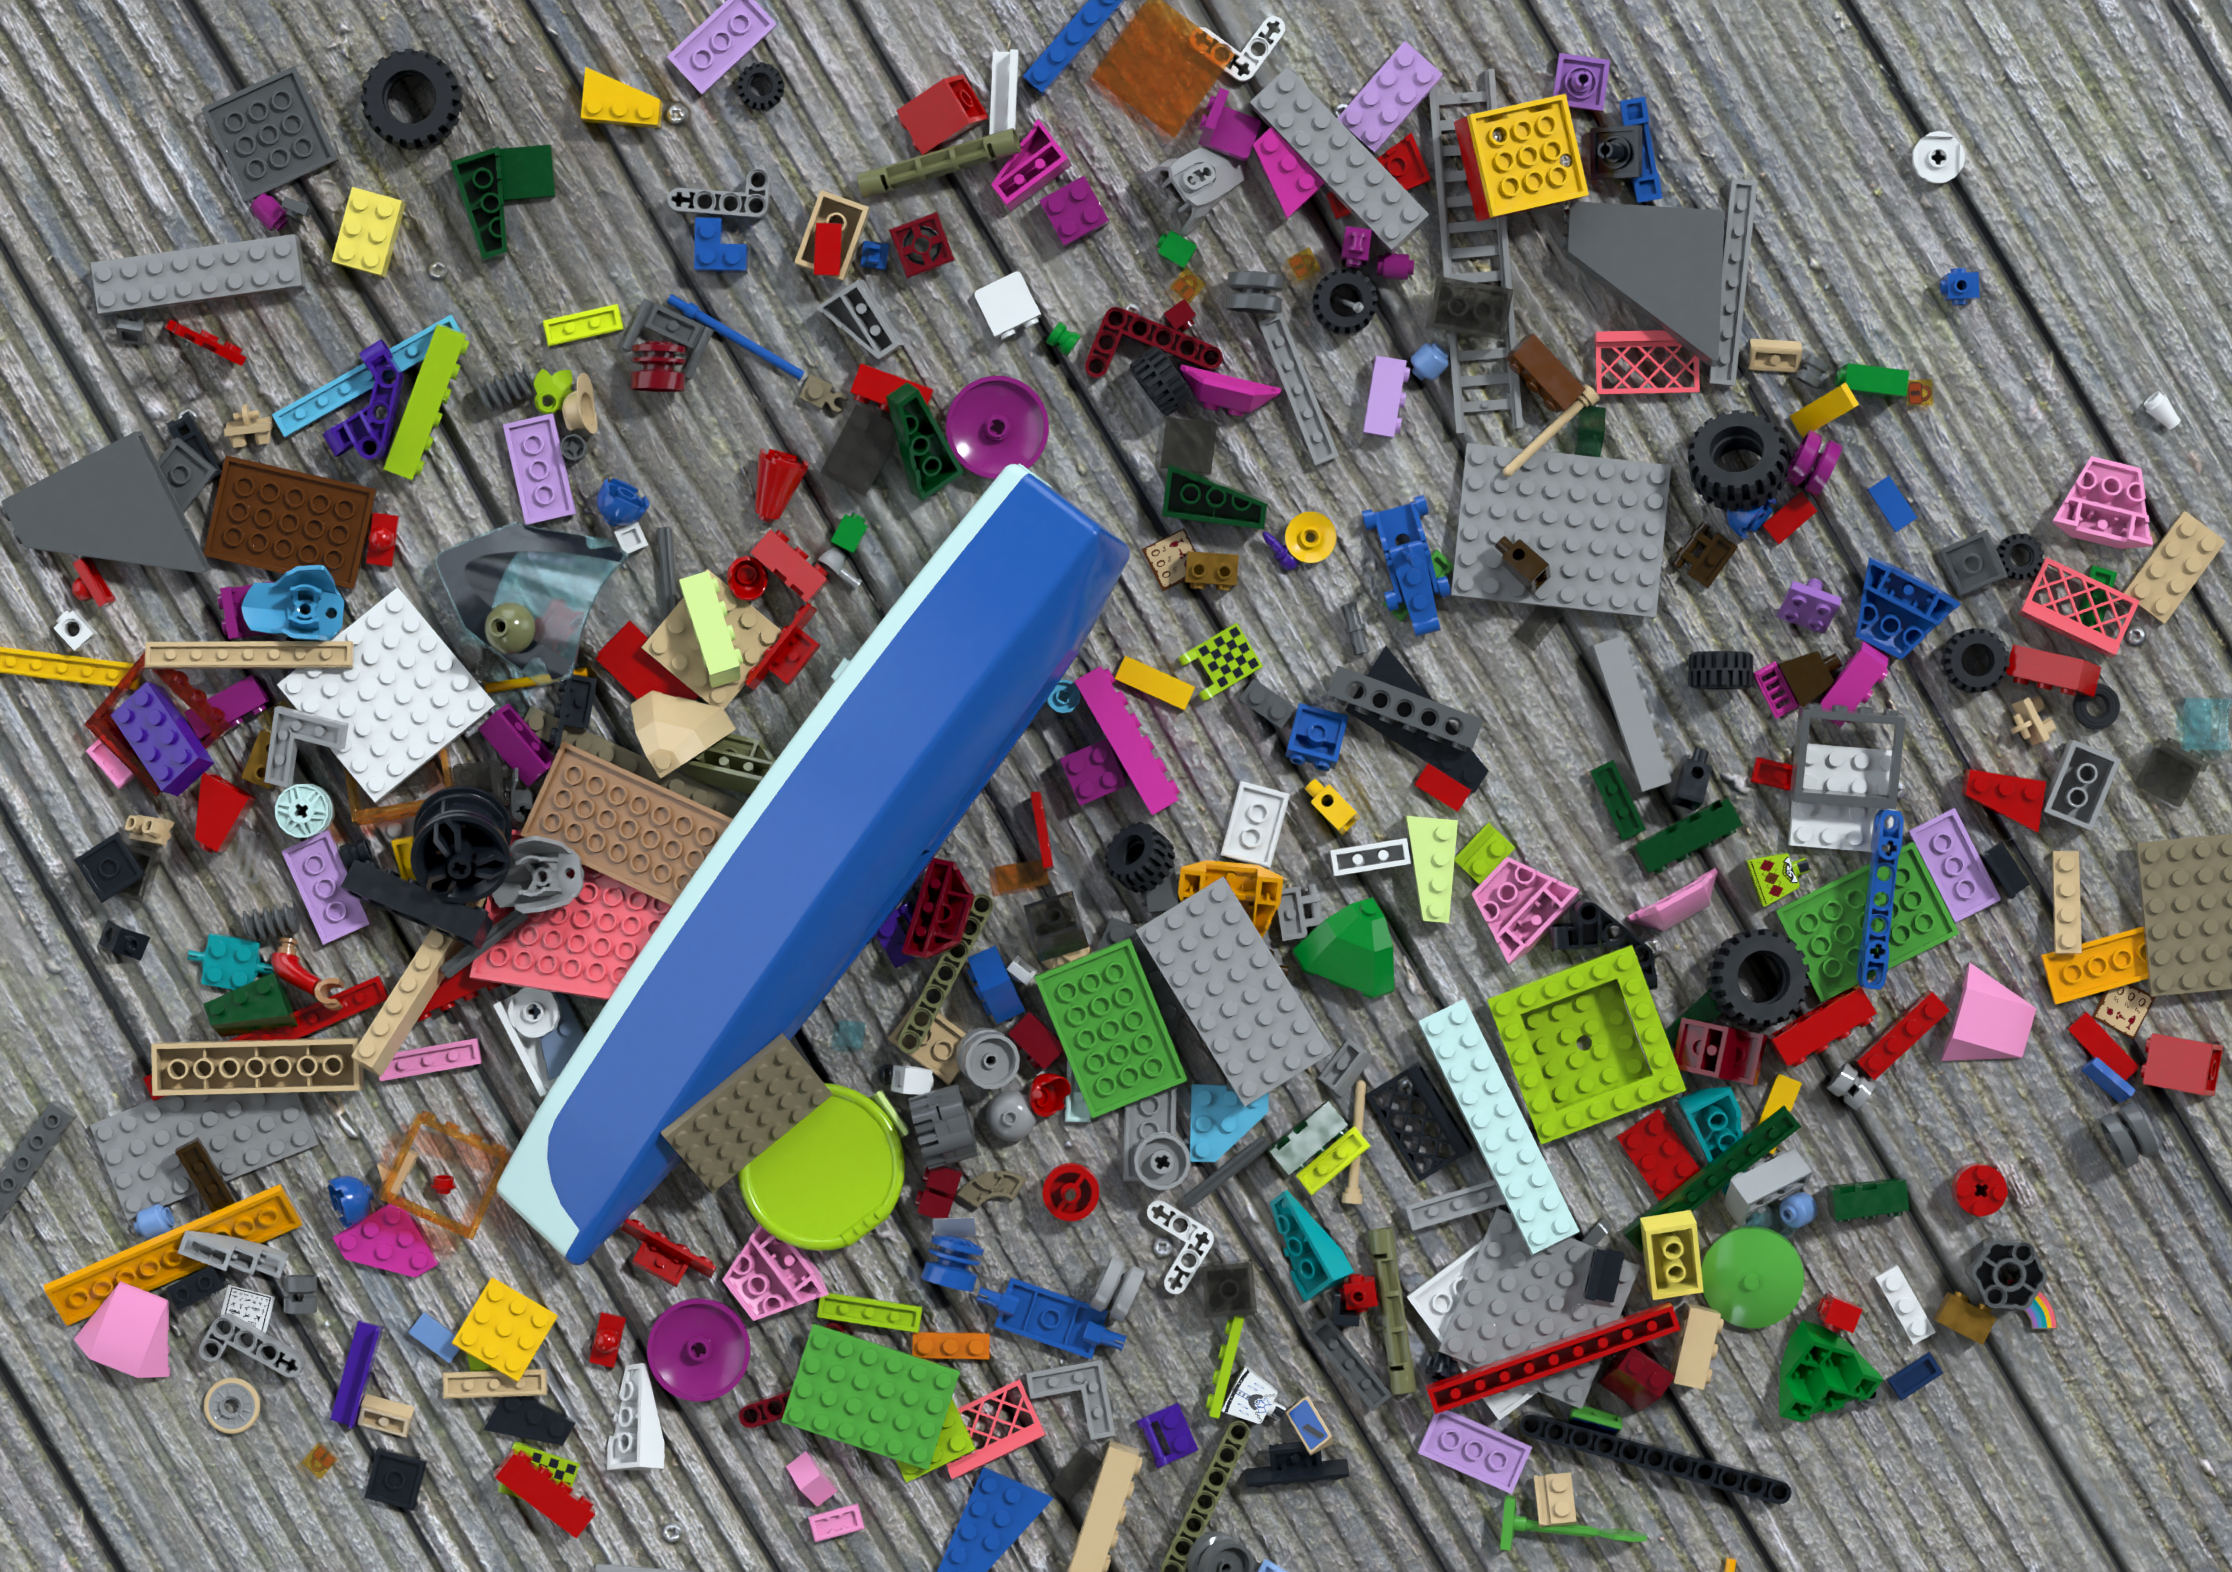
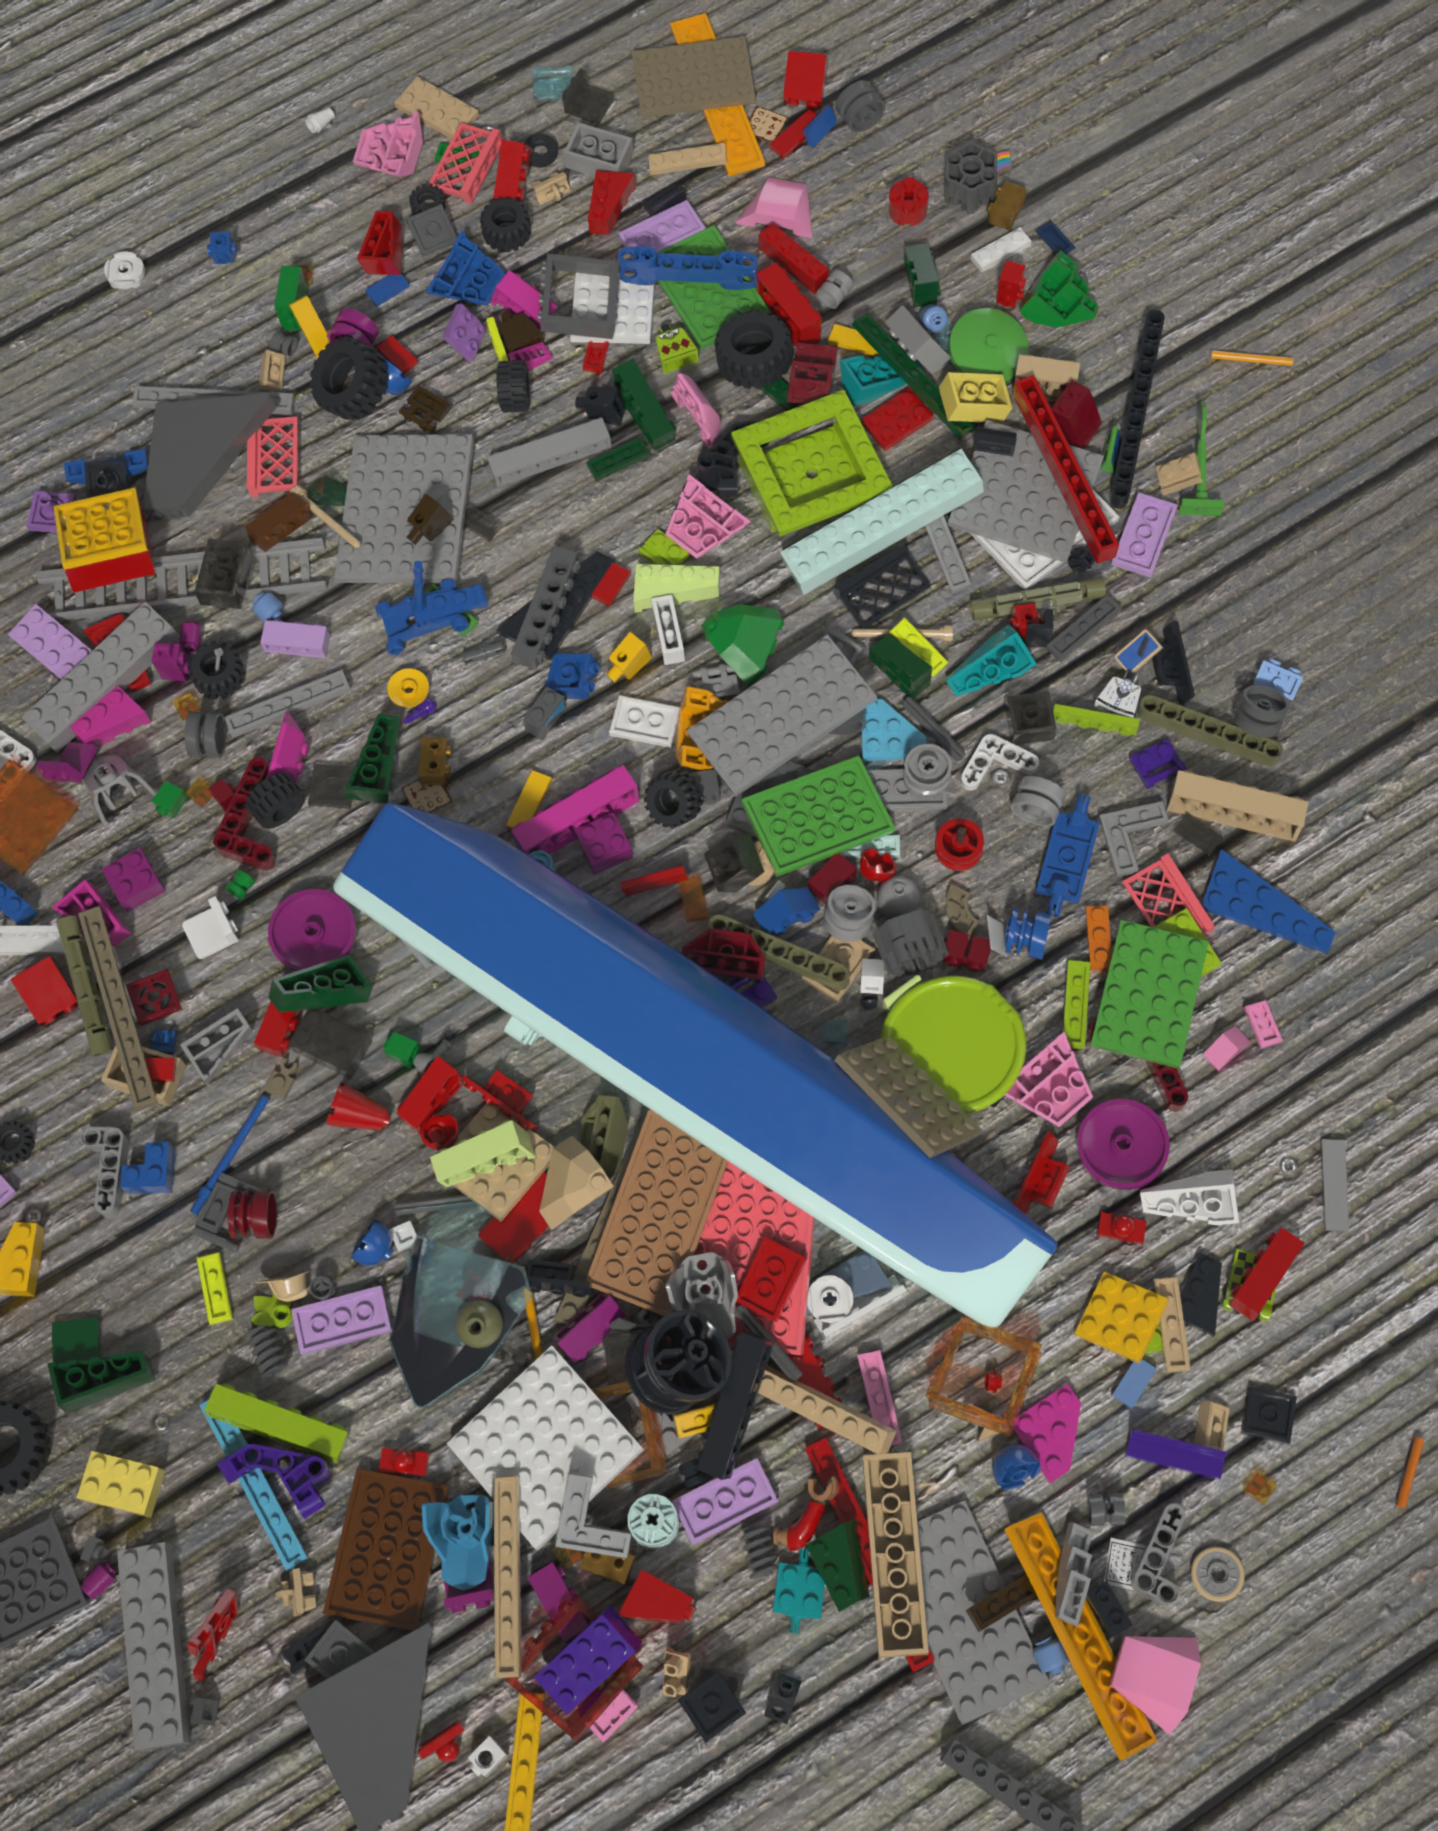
camera: 85 degrees left, 20 degrees down
(548, 949) = (771, 1279): none -> red plate
(901, 207) = (118, 1009): none -> dark tan plate
(1225, 659) = (509, 749): lime flag -> none
(1790, 650) = (496, 340): none -> neon yellow tile
(1949, 499) = (382, 245): none -> red wedge

